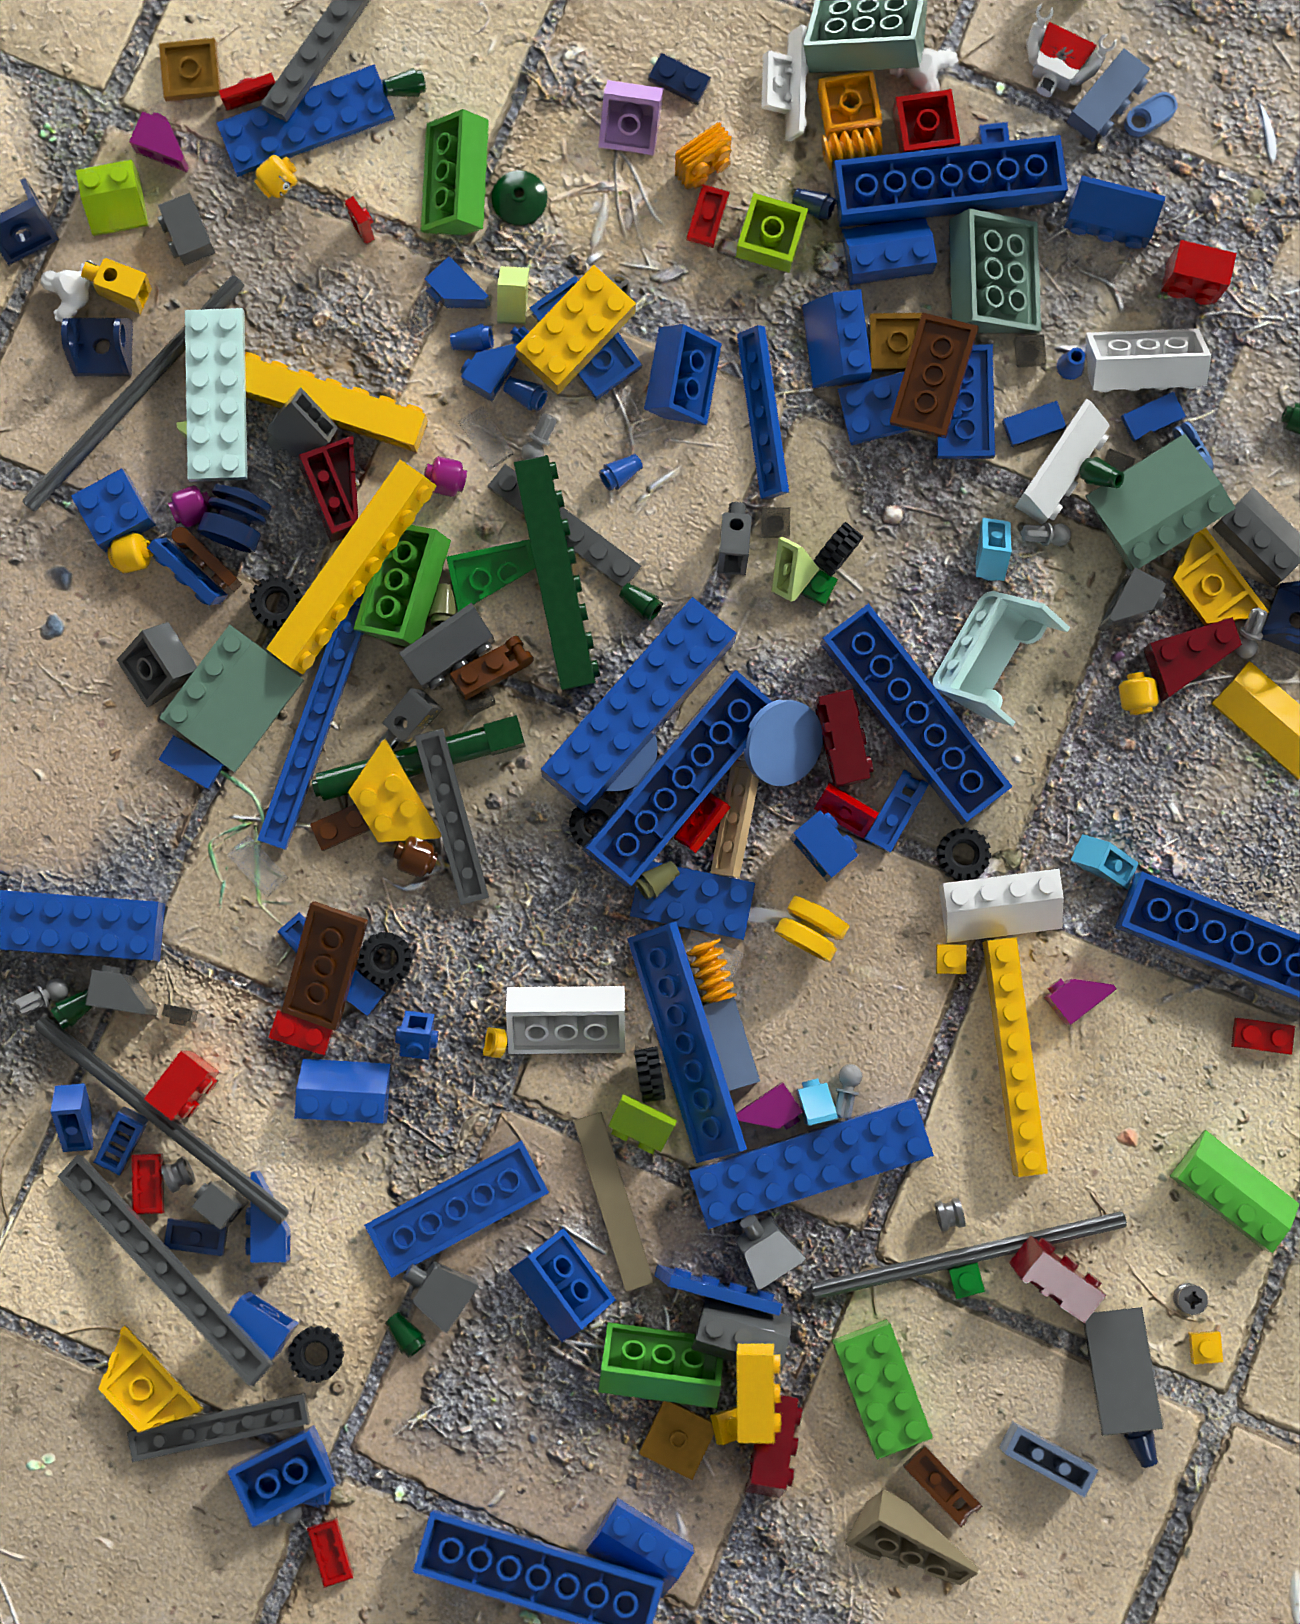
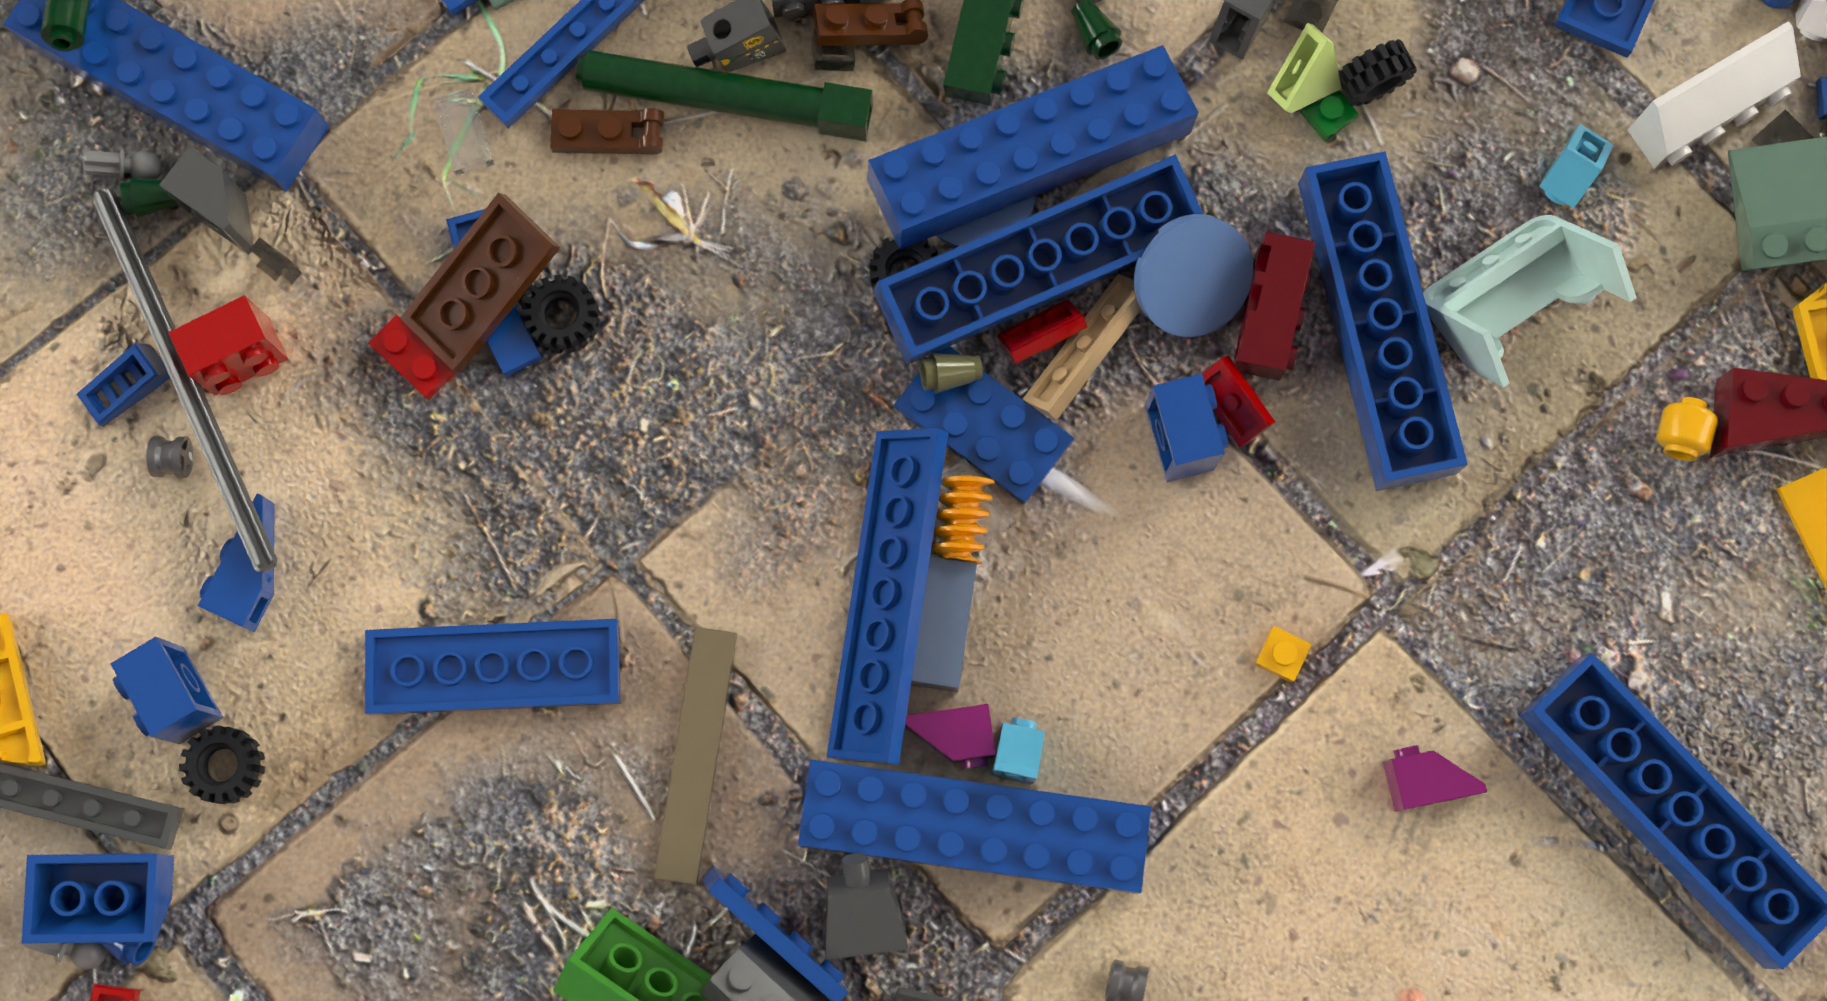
camera: 30 degrees right, 5 degrees down
(72, 1117) = (79, 325): blue slope -> none
(147, 1184) = (126, 451): red plate -> none
(166, 1270) = (85, 565): dark grey plate -> none
(195, 1237) = (151, 545): dark blue plate -> none
(219, 1203) = (197, 513): dark grey brick -> none
(343, 1091) = (425, 452): blue slope -> none
(390, 800) = (664, 120): yellow wing -> none
(405, 1334) = (346, 796): dark green cone -> none
(415, 856) = (661, 206): reddish brown head -> none
(416, 1035) = (551, 423): blue brick -> none
(440, 1292) = (416, 761): dark grey torso -> none
(451, 816) = (730, 174): dark grey plate -> none
(495, 1042) = (644, 482): yellow tile -> none
(562, 1285) = (577, 829): blue slope -> none
(565, 1020) = (748, 495): white slope -> none
(642, 1124) = (780, 669): lime slope -> none
(650, 1074) = (820, 612): black tyre -> none
(813, 925) = (1119, 524): yellow wheel -> none
(850, 1077) = (1079, 742): light grey axle -> none
(896, 812) = (1297, 434): blue plate -> none
(980, 848) = (1379, 510): black tyre -> none
(1002, 905) = (1383, 615): white slope -> none
(1015, 1057) = (1309, 819): yellow brick -> none
(1034, 424) = (1698, 38): blue tile -> none
(1046, 533) = (1668, 187): light grey axle -> none
(1100, 473) = (1762, 128): dark green cone -> none
(1104, 860) = (1545, 621): medium azure slope -> none
(1134, 599) = (1737, 307): dark grey slope -> none
(1263, 1036) = (1656, 952): red plate -> none

